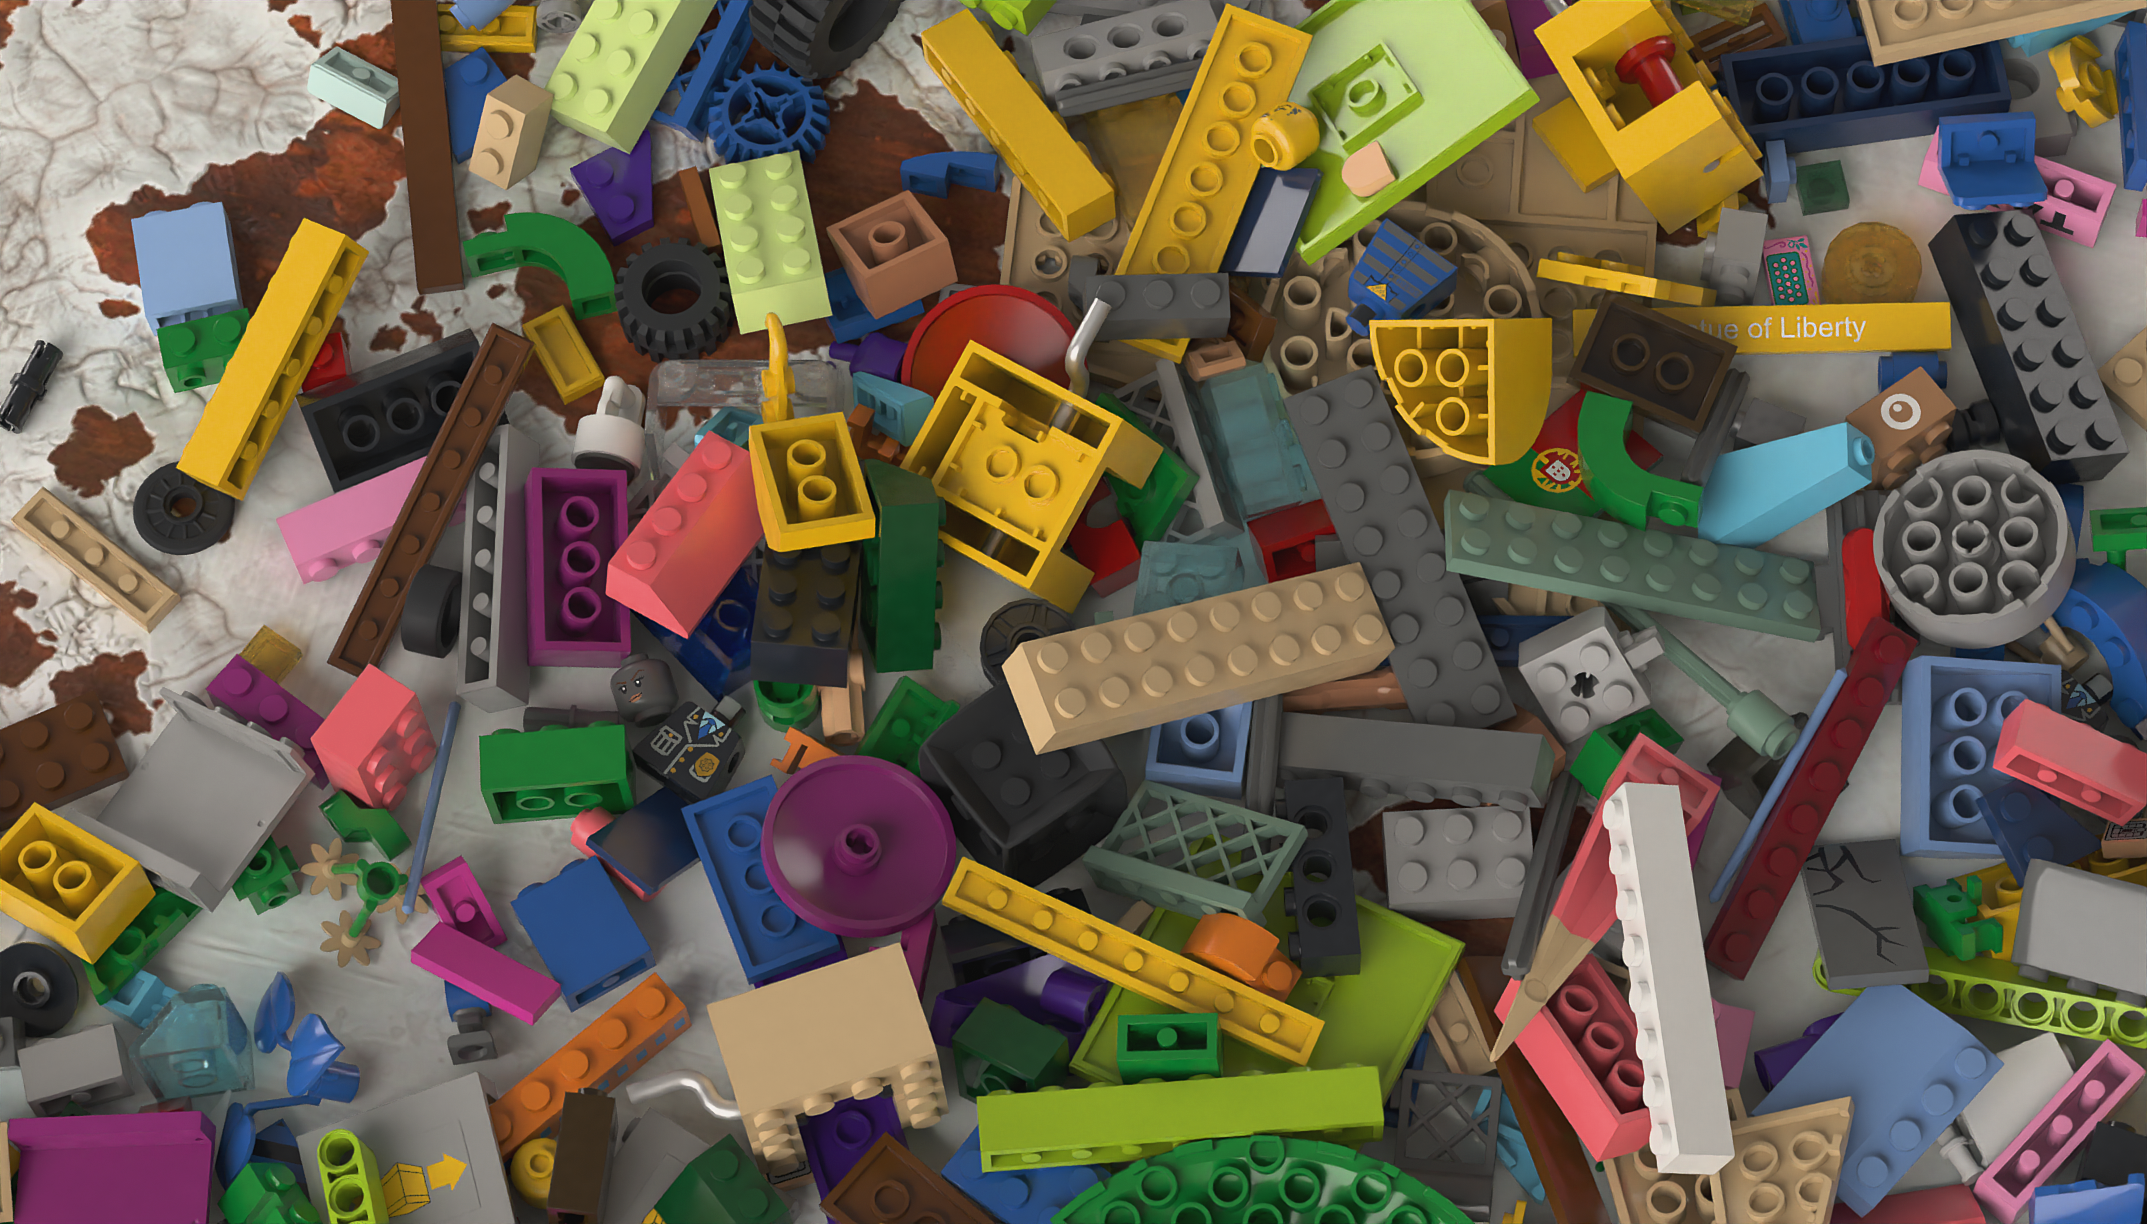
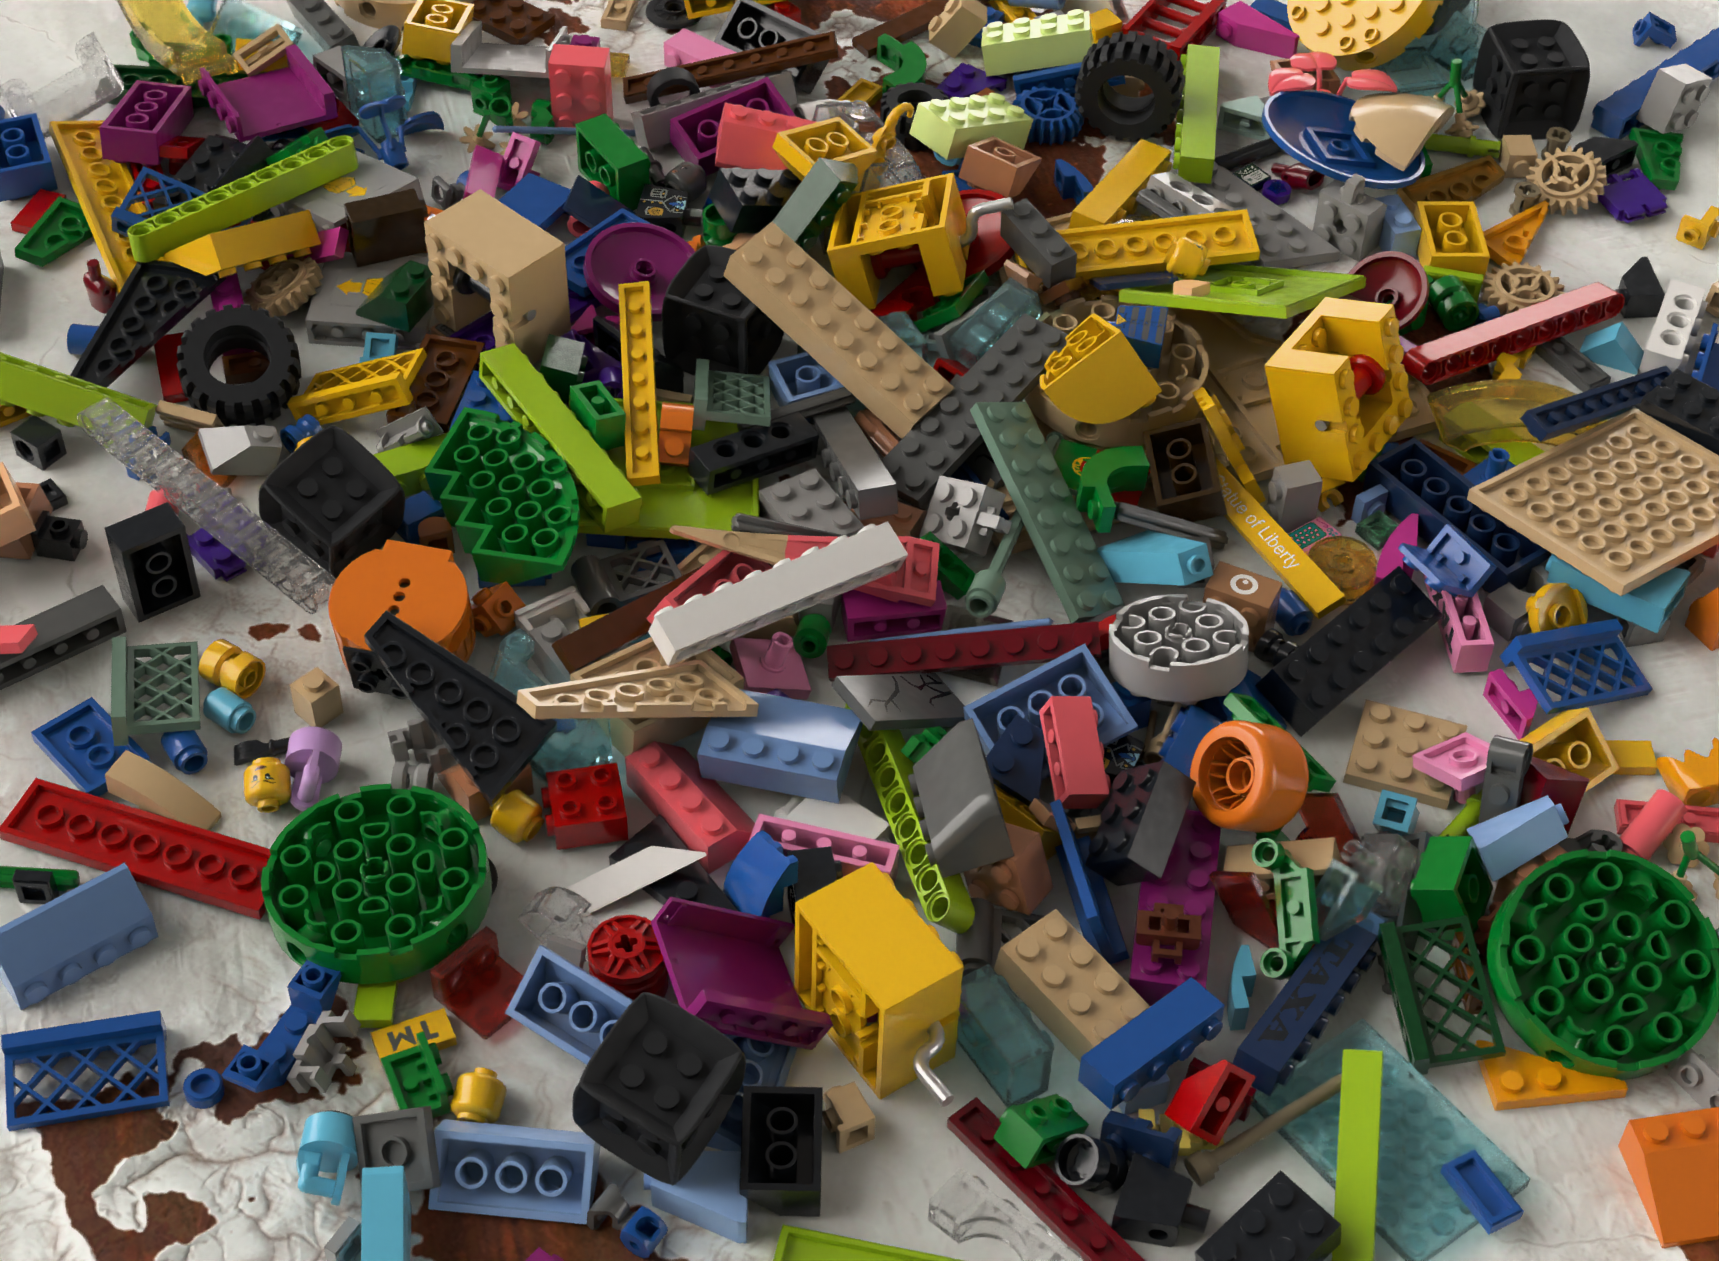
camera: 55 degrees right, 20 degrees down
(1885, 192) = (1390, 556): none -> dark pink slope

